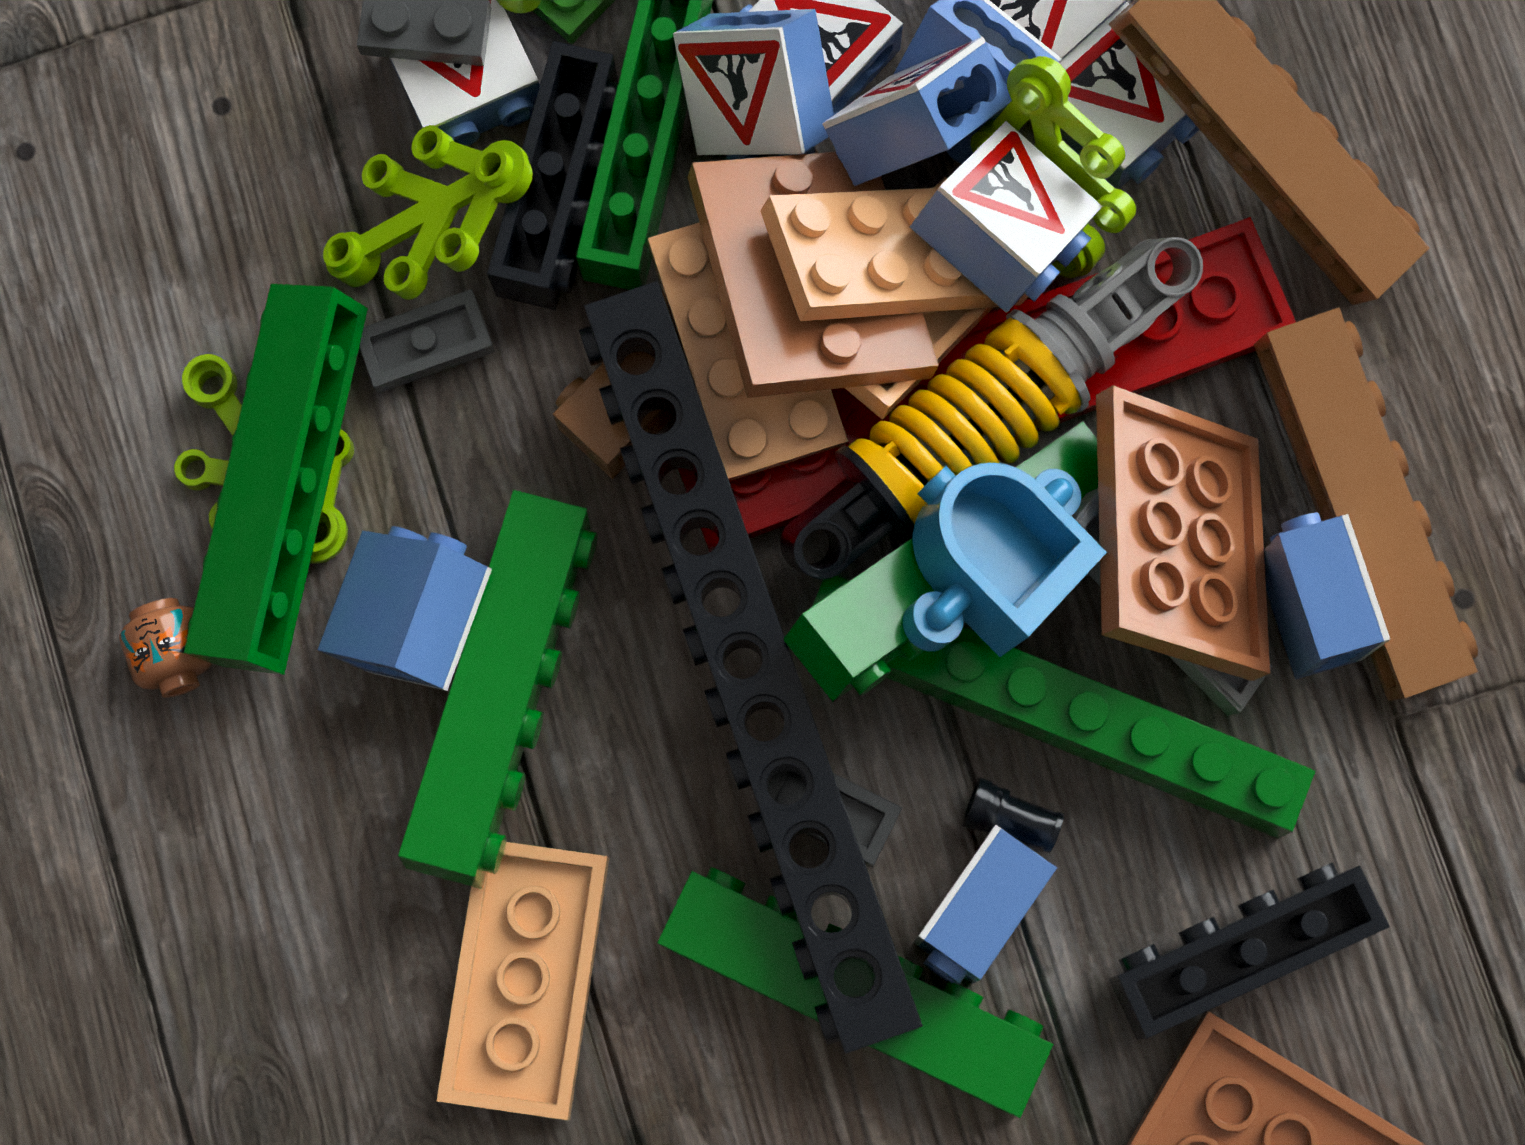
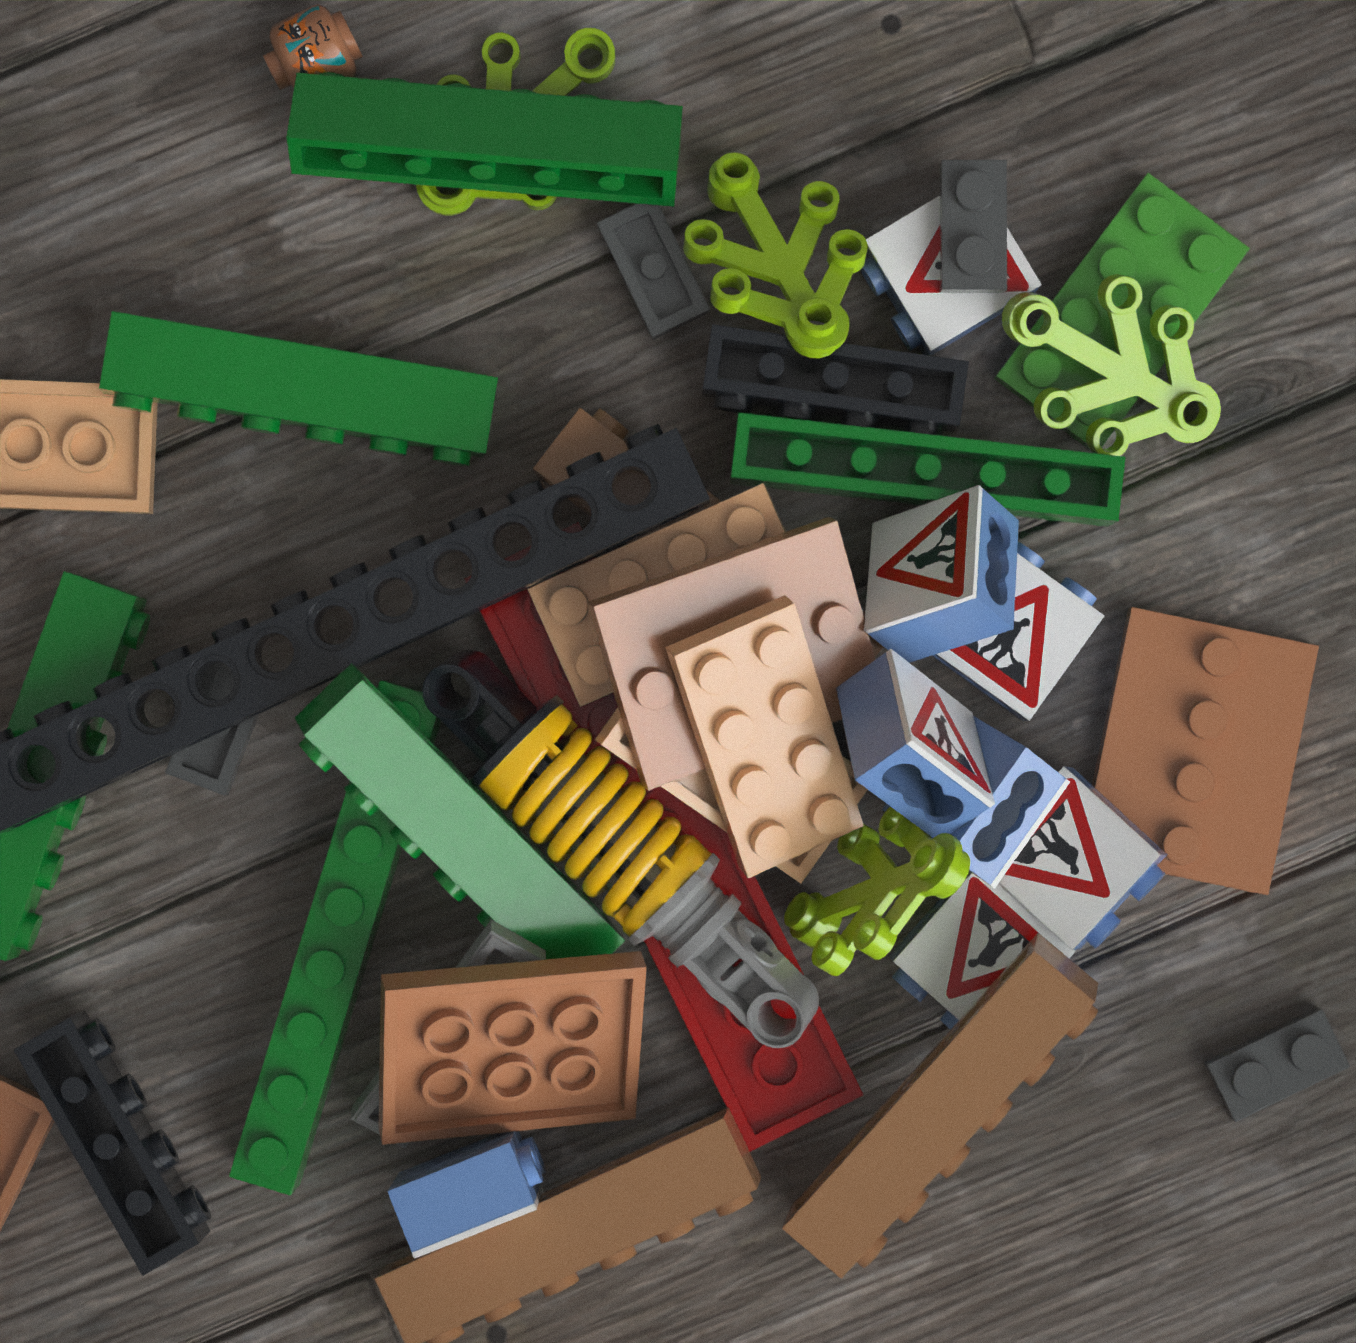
camera: 85 degrees right, 10 degrees up
(406, 606) = (366, 285): medium blue piece -> none
(983, 907) = (126, 881): medium blue piece -> none
(996, 554) = (452, 866): dark azure piece -> none
(1008, 218) = (808, 847): piece -> none
(1021, 819) = (232, 891): black pin -> none

